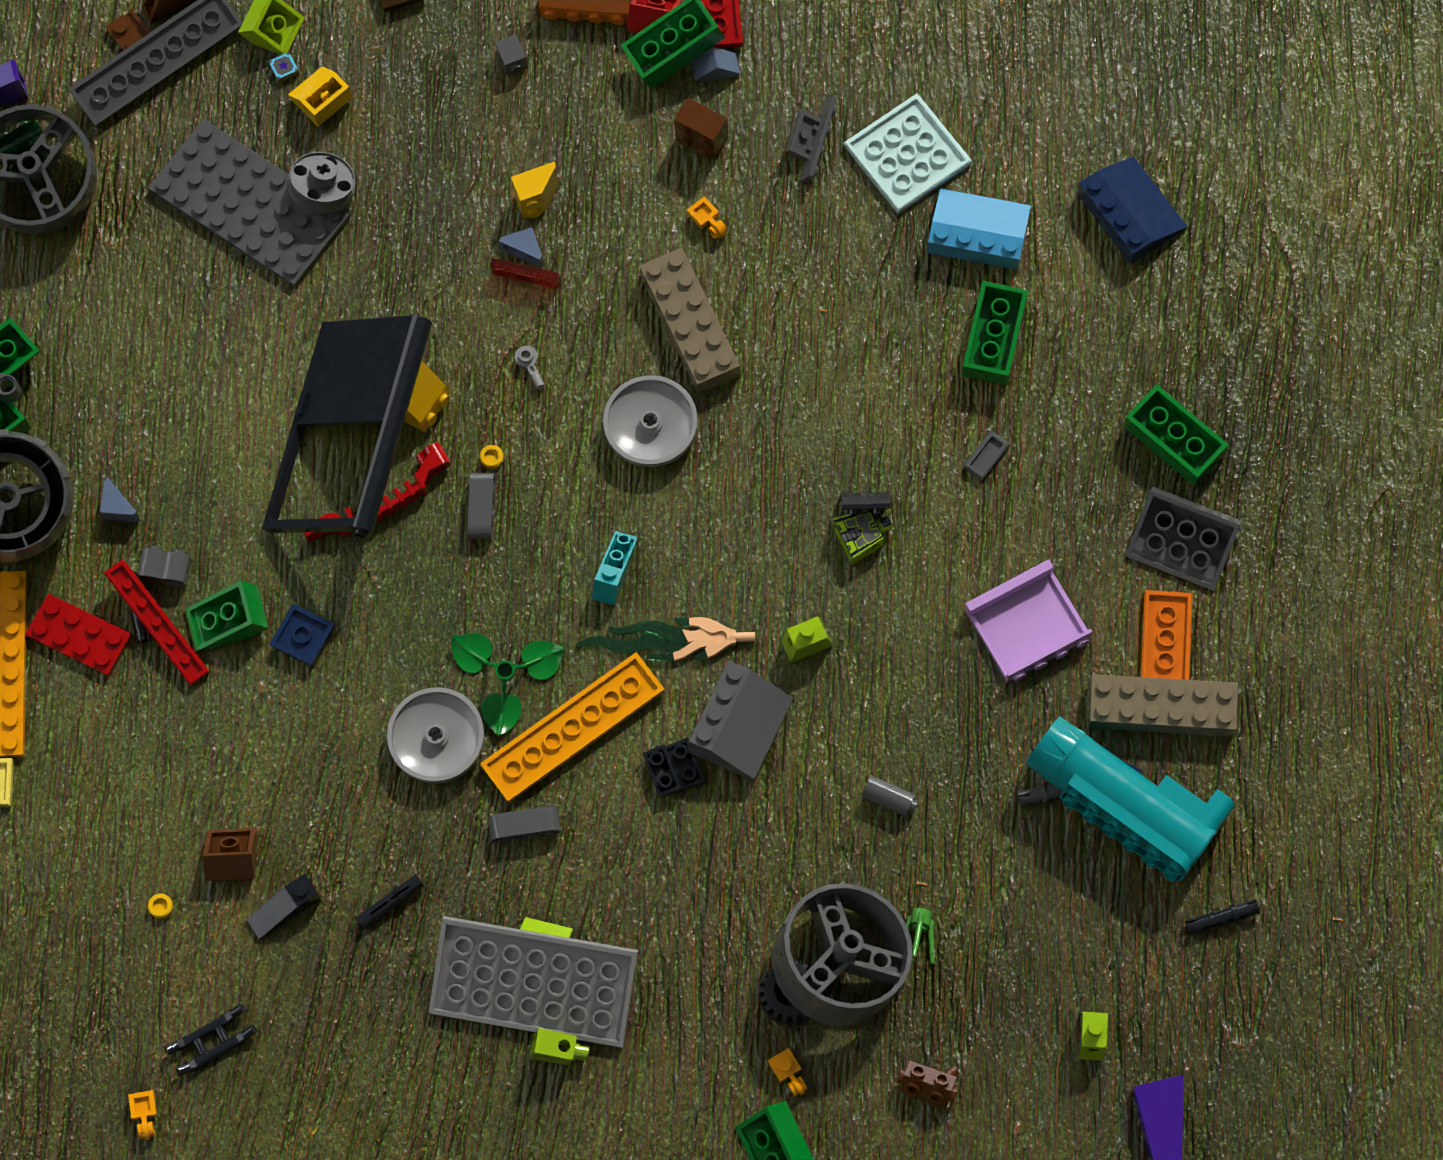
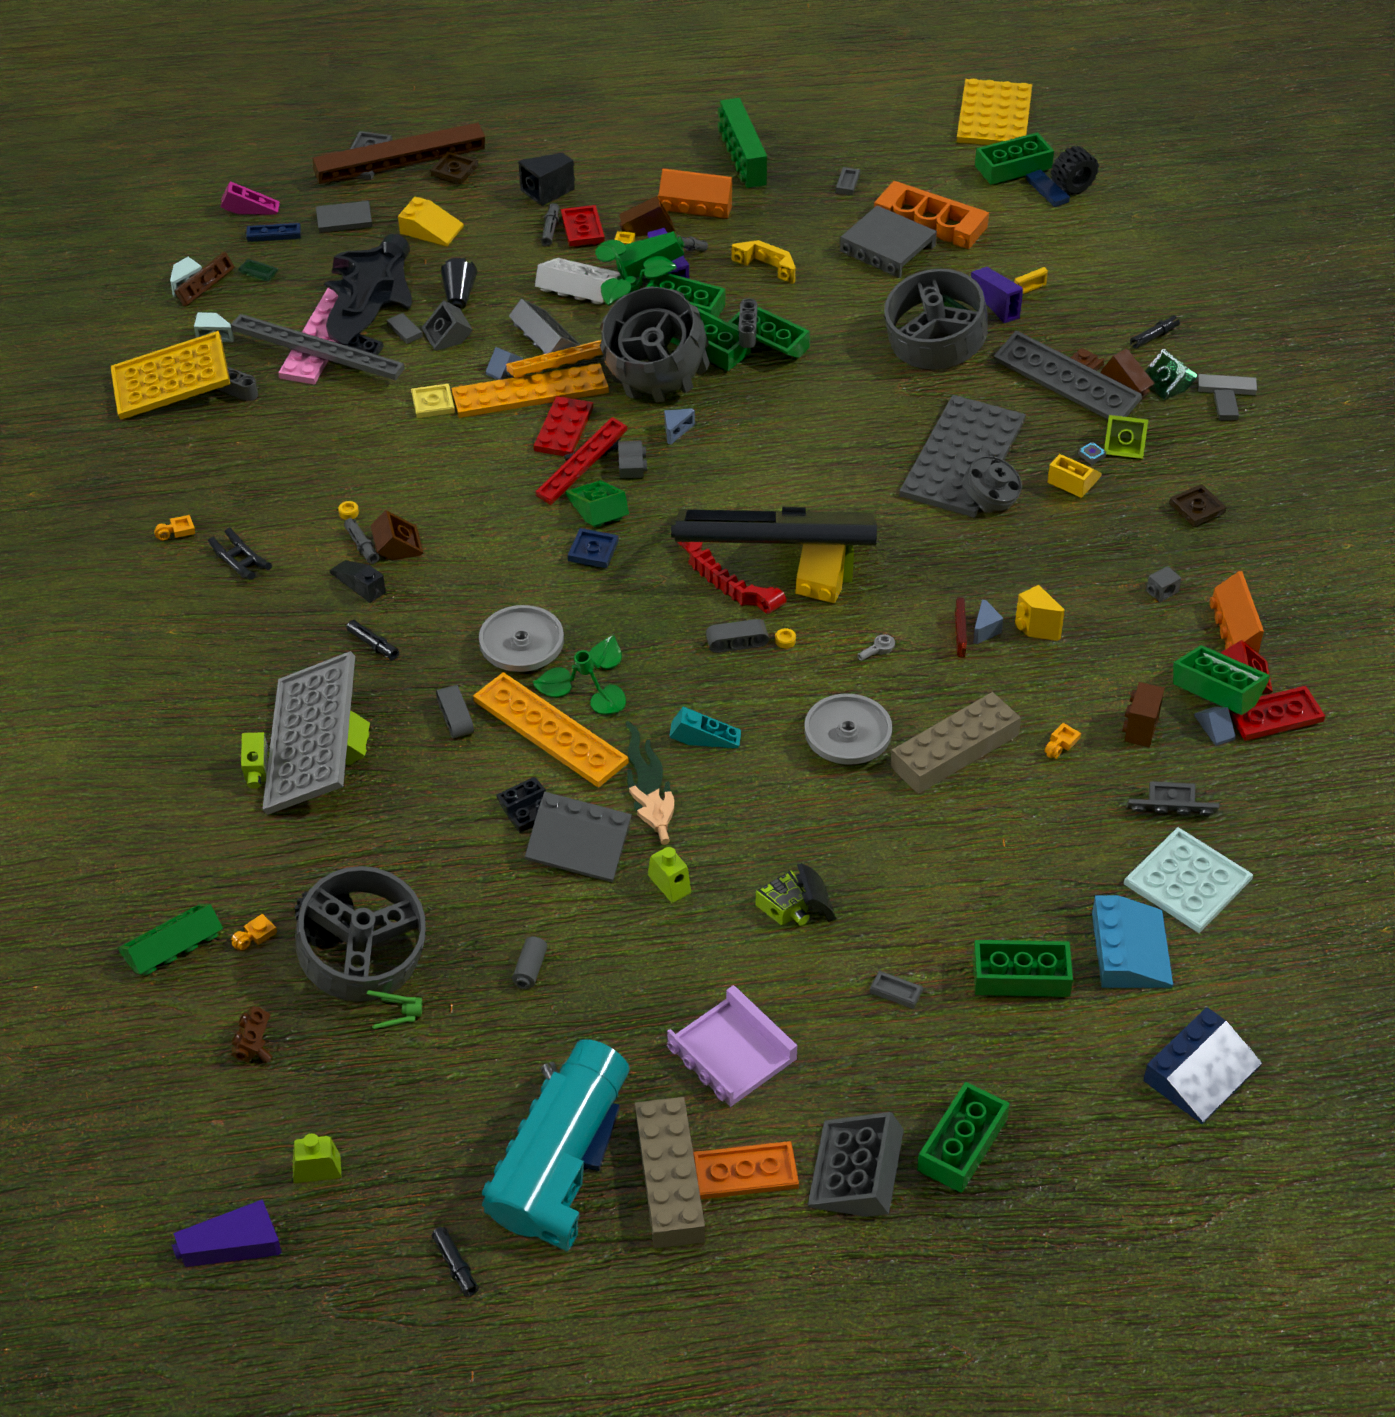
camera: 75 degrees right, 25 degrees down
(214, 898) = (364, 545): none -> dark grey pin

